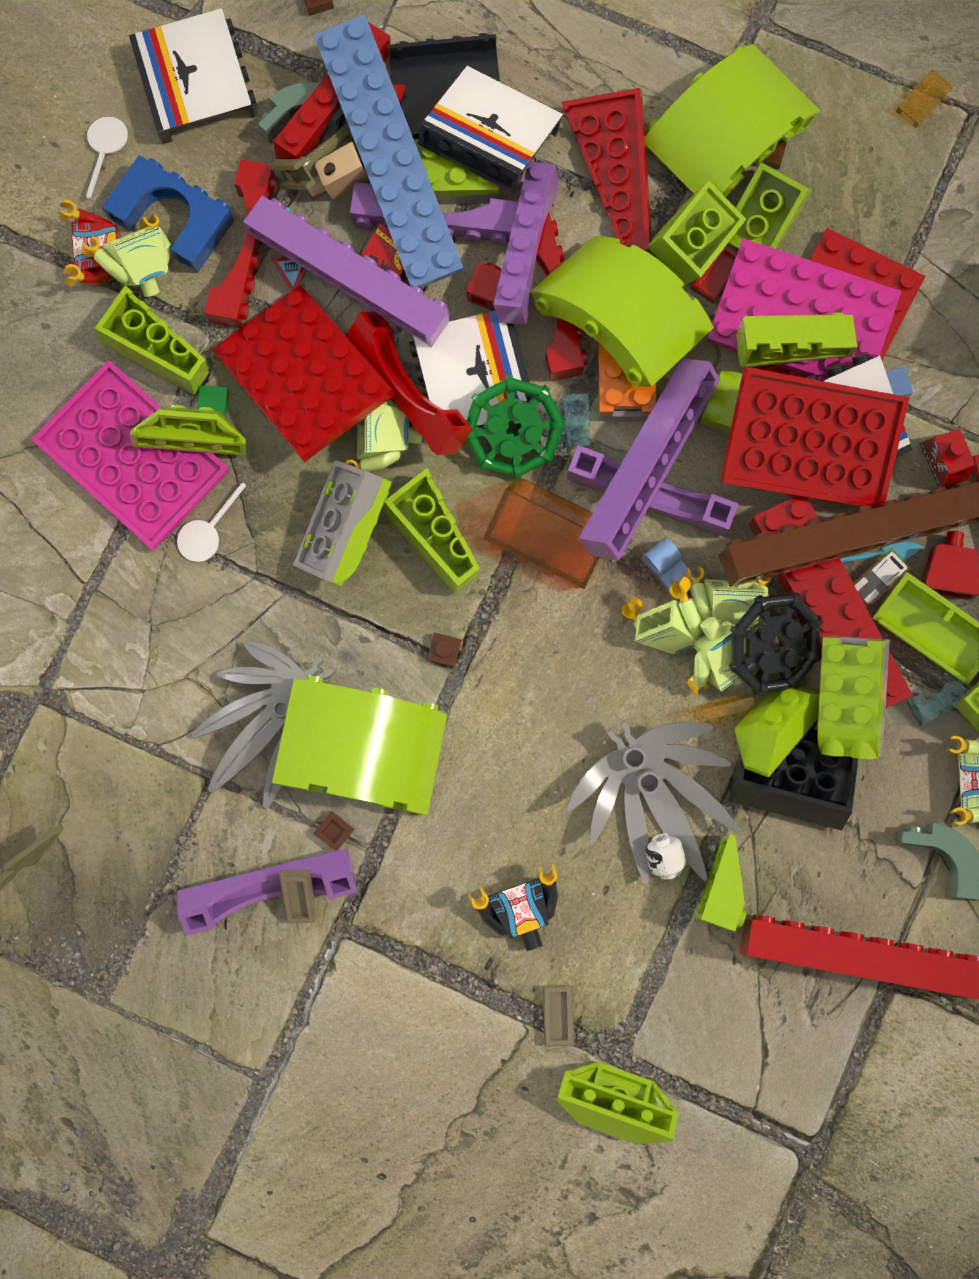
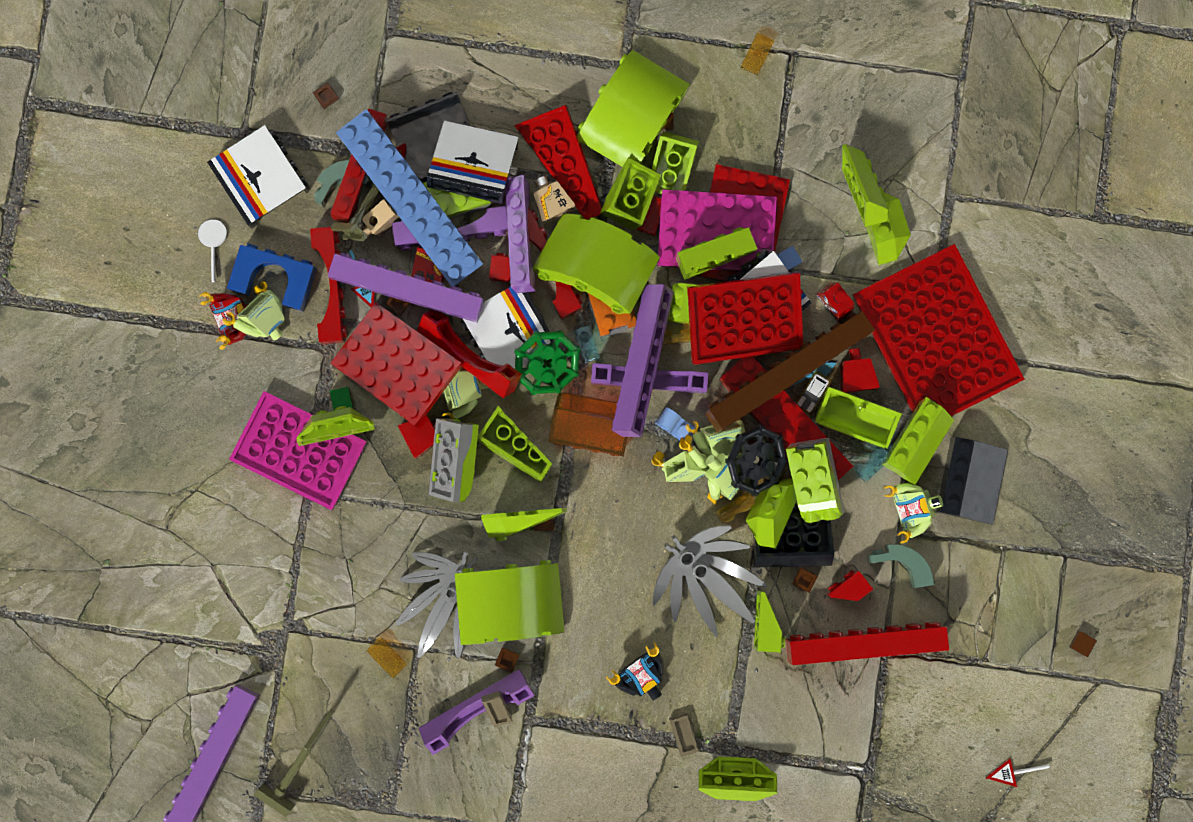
camera: 20 degrees left, 5 degrees up
(147, 340) = (285, 370): lime wedge -> none
(164, 778) = (386, 657): none -> clear yellow plate
(199, 539) = (361, 493): white piece -> none
(303, 481) = (419, 438): none -> red torso
(329, 297) = (397, 305): none -> reddish brown tile
(391, 637) = (509, 524): none -> lime wedge
(584, 214) = (551, 200): none -> tan torso
(665, 856) = (724, 615): white head -> none
(705, 448) = (670, 338): none -> clear yellow plate
(796, 840) = (804, 579): none -> reddish brown tile
(863, 872) = (851, 588): none -> red slope

